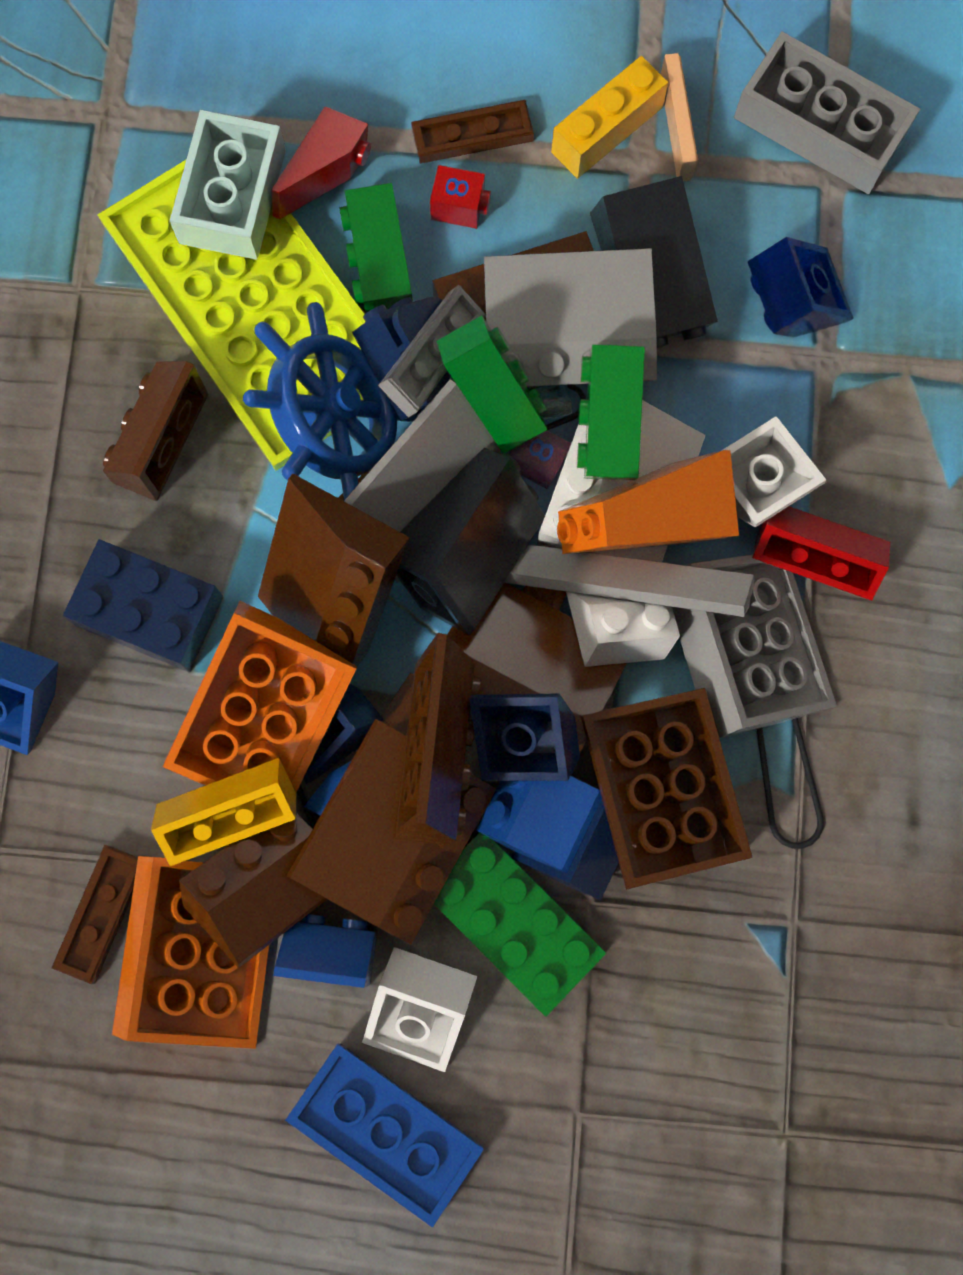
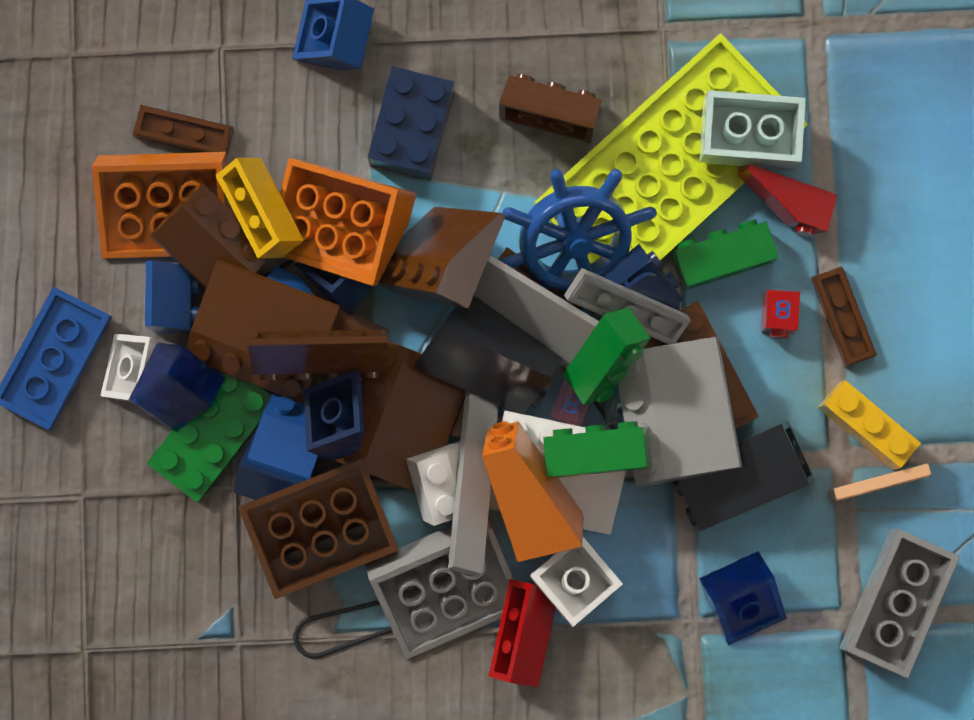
camera: 85 degrees right, 5 degrees up
(449, 958) = (176, 386): none -> clear blue slope

